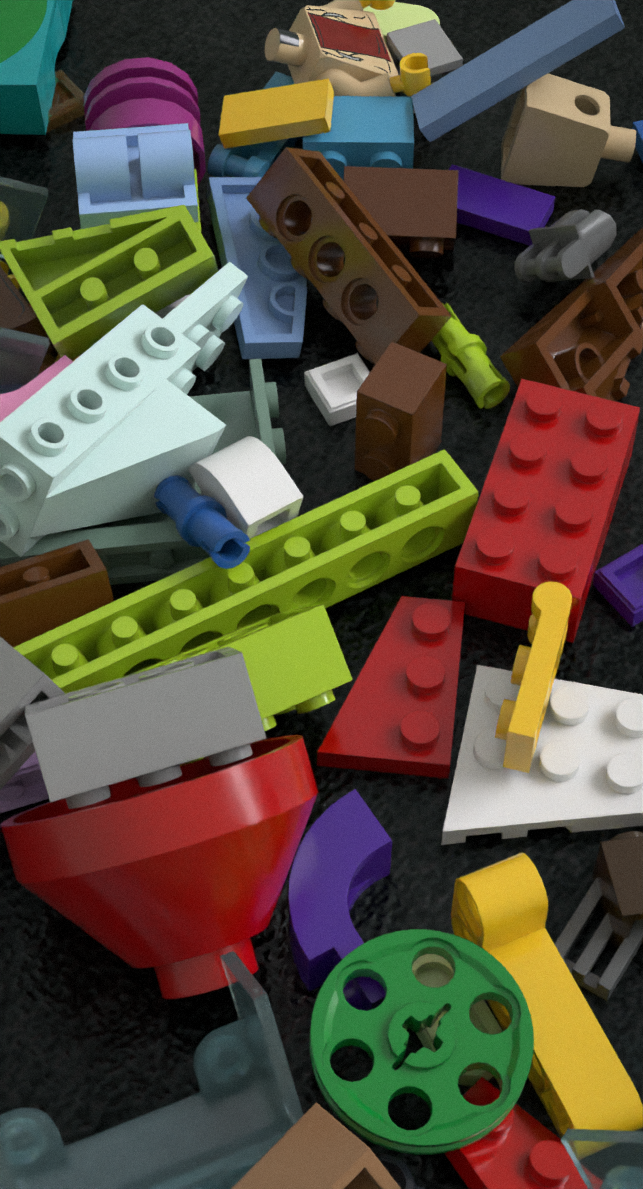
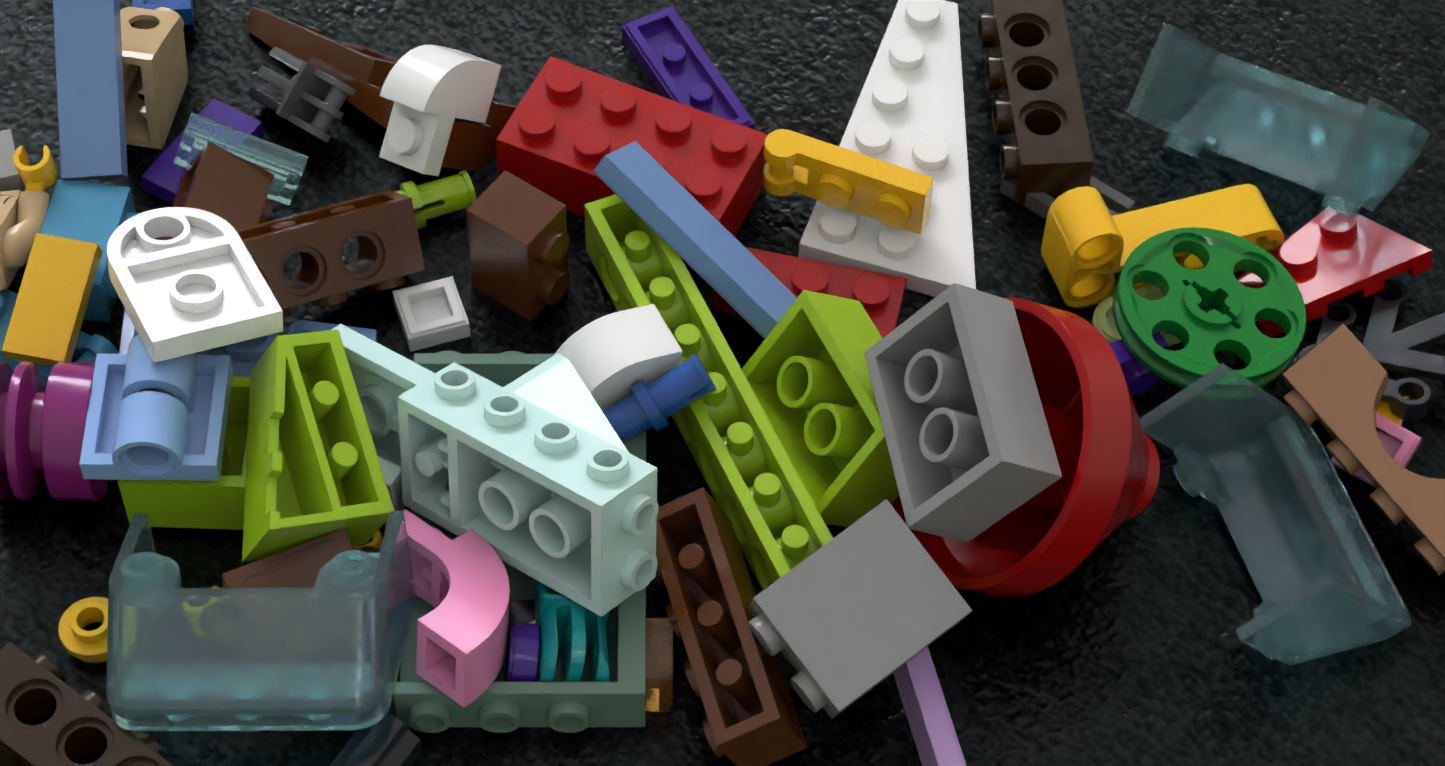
camera: 85 degrees left, 0 degrees up
(245, 149) = (190, 288): none -> white tile
(418, 549) = (696, 236): none -> medium blue tile
(468, 214) = (278, 160): none -> clear light blue tile
(567, 320) = (428, 93): none -> white brick

